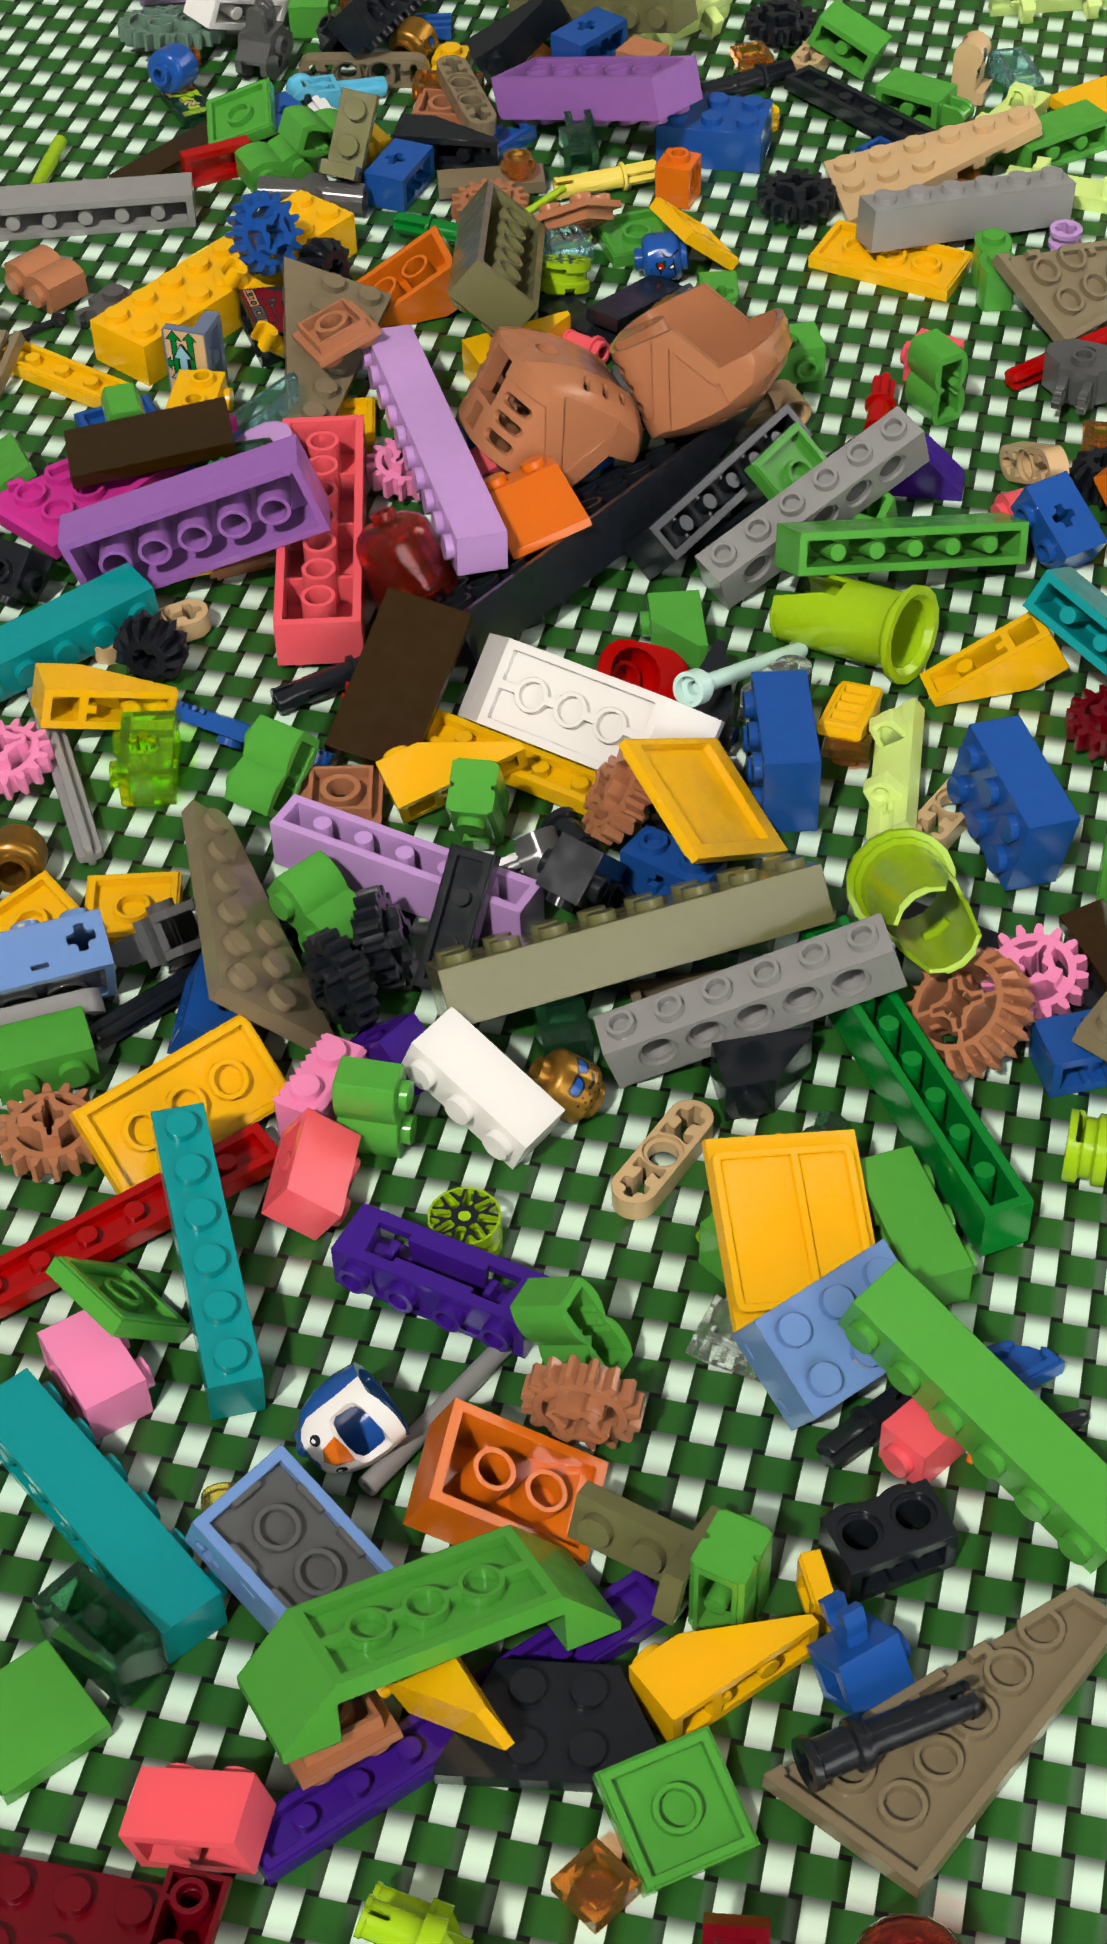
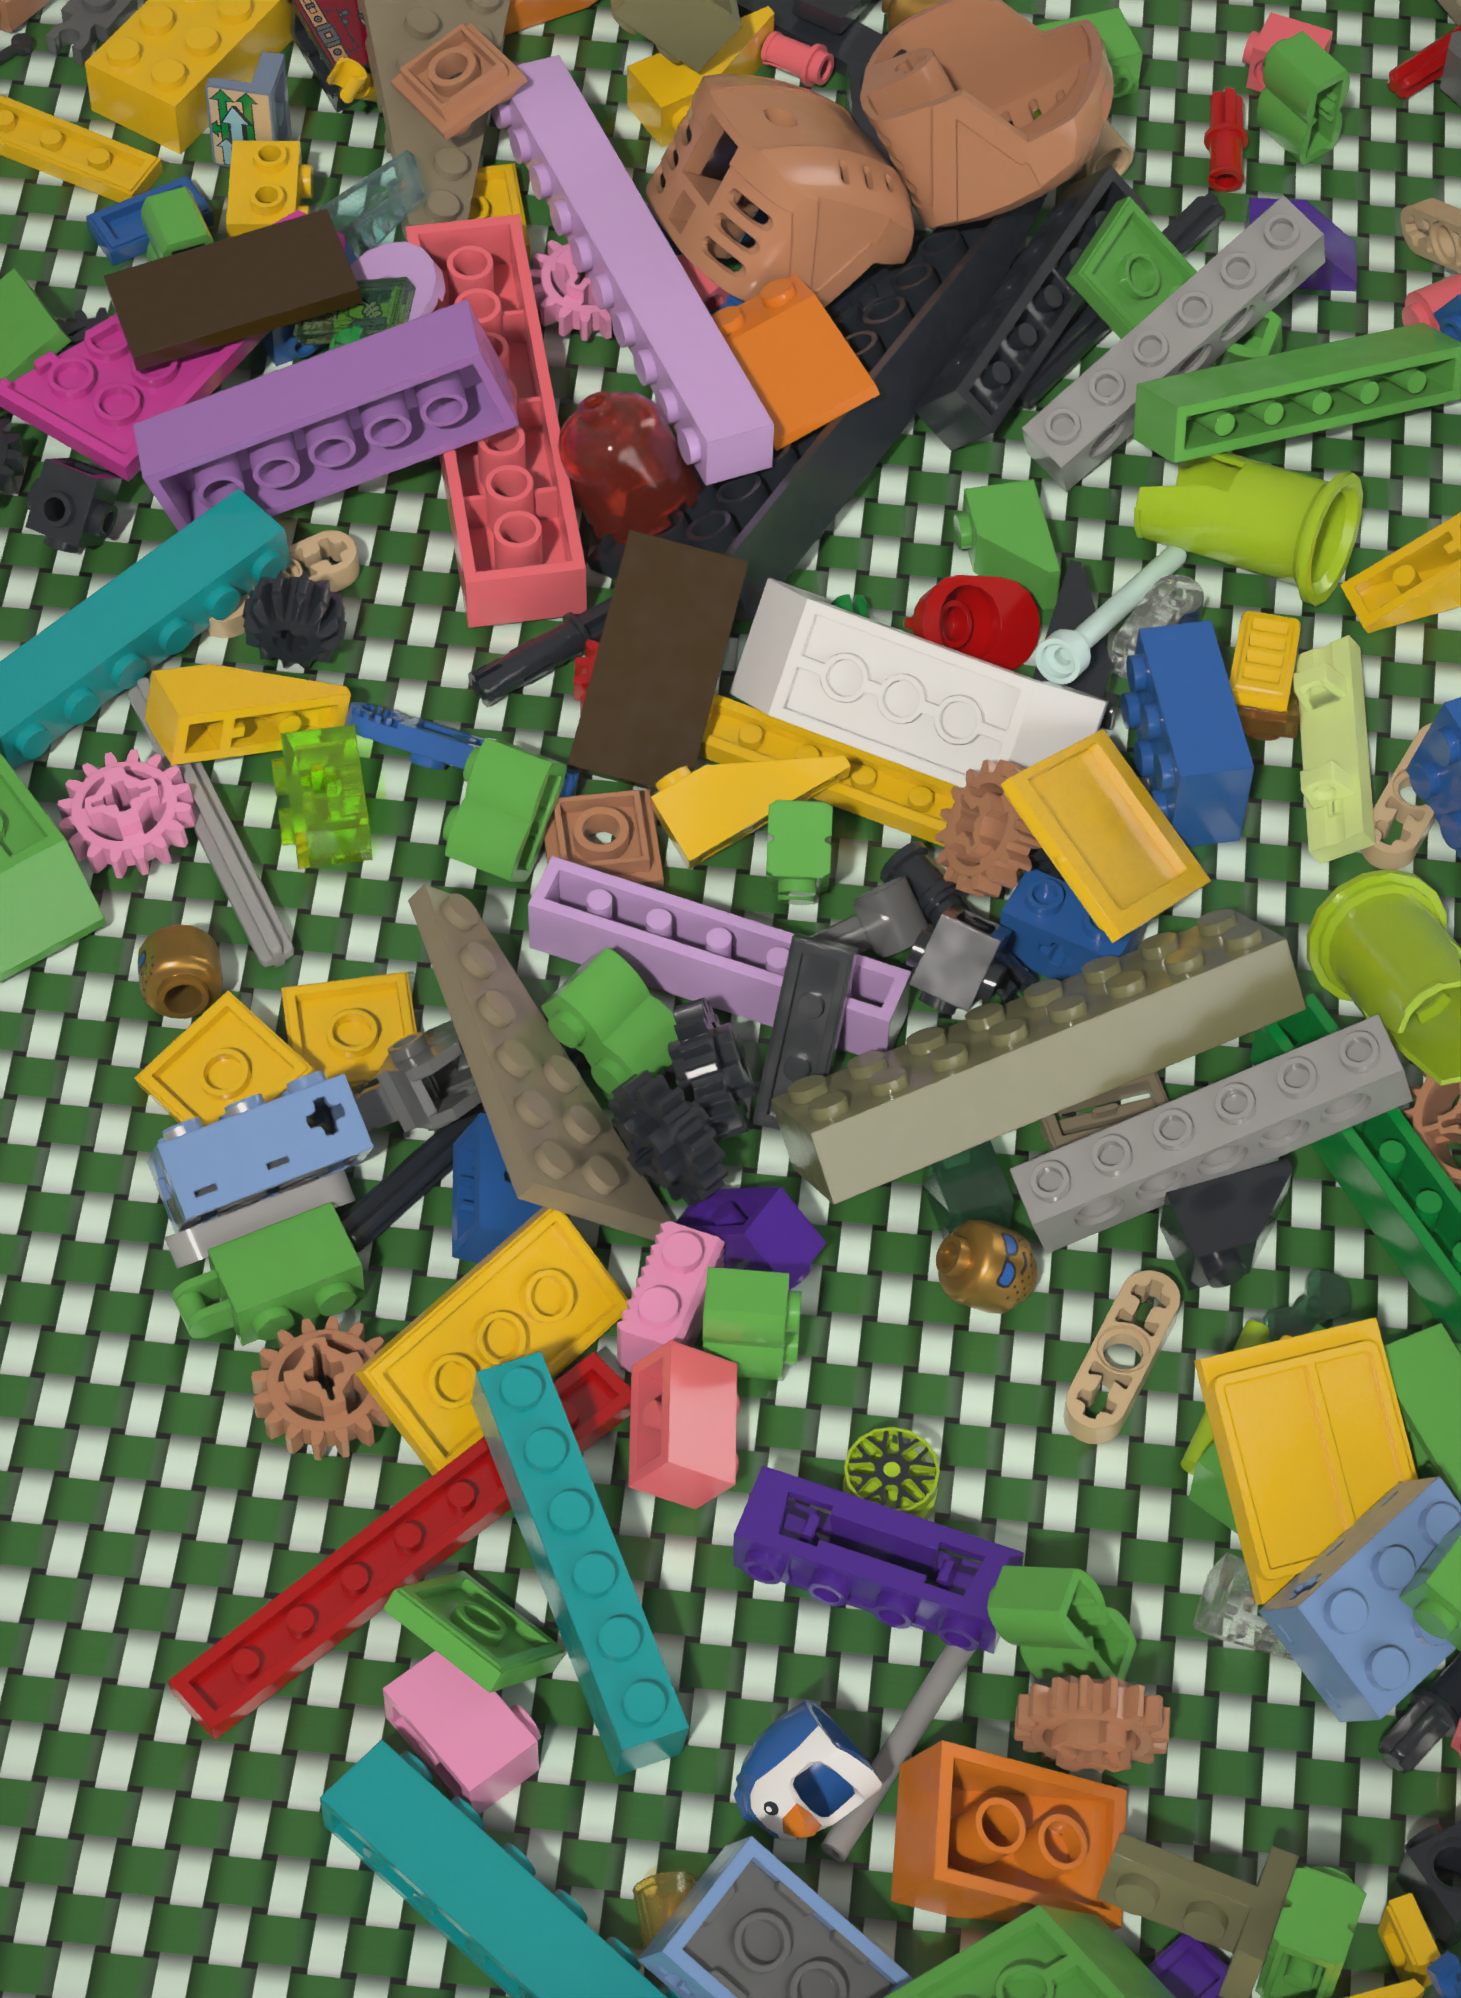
camera: 10 degrees left, 10 degrees up
(481, 1088) = (883, 1285): white brick -> none

